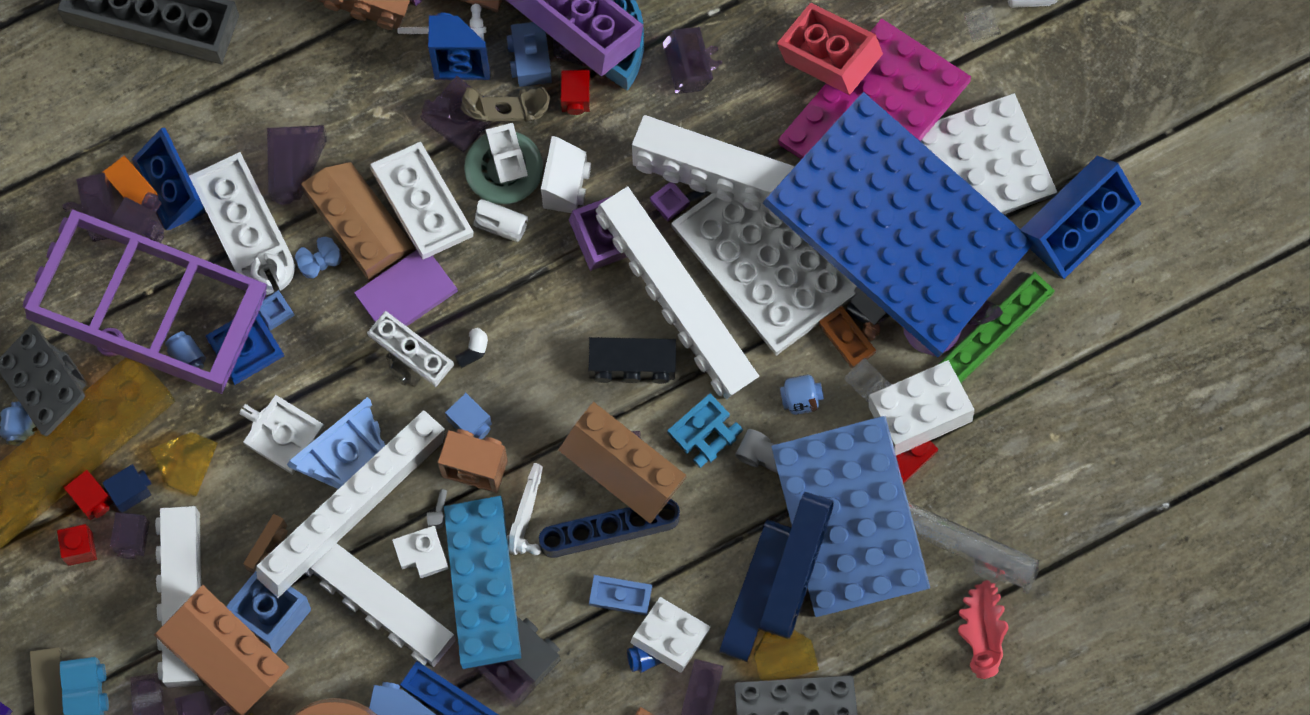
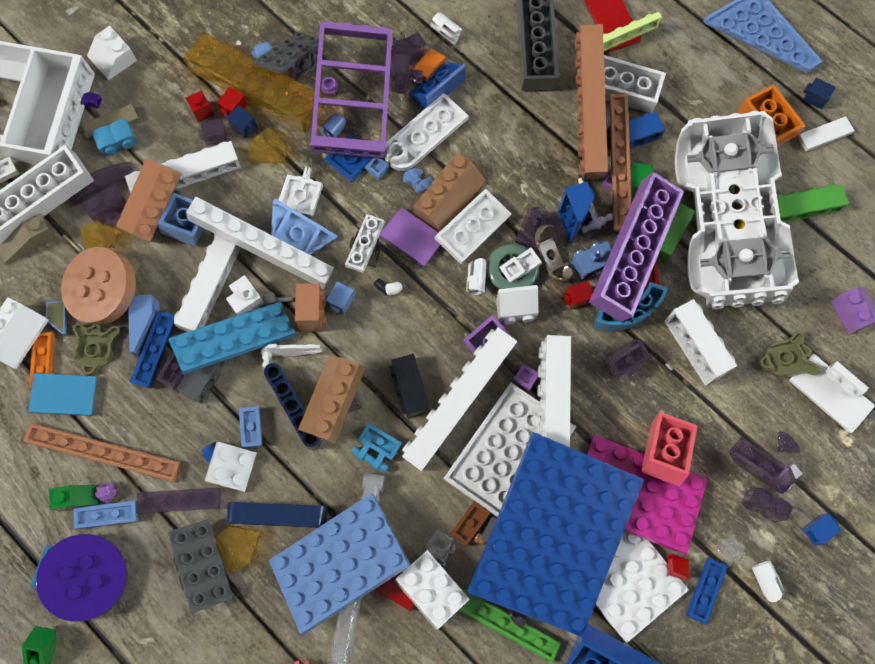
camera: 70 degrees right, 0 degrees up
(76, 137) = (446, 27): none -> white arm
(272, 534) = (234, 208): medium nougat plate -> none
(292, 159) = (474, 144): clear purple slope -> none
(796, 565) = (293, 535): dark blue beam -> none
(801, 394) = (419, 504): medium blue head -> none
(983, 94) = (678, 567): none -> red tile
(1021, 72) = (706, 590): none -> blue tile

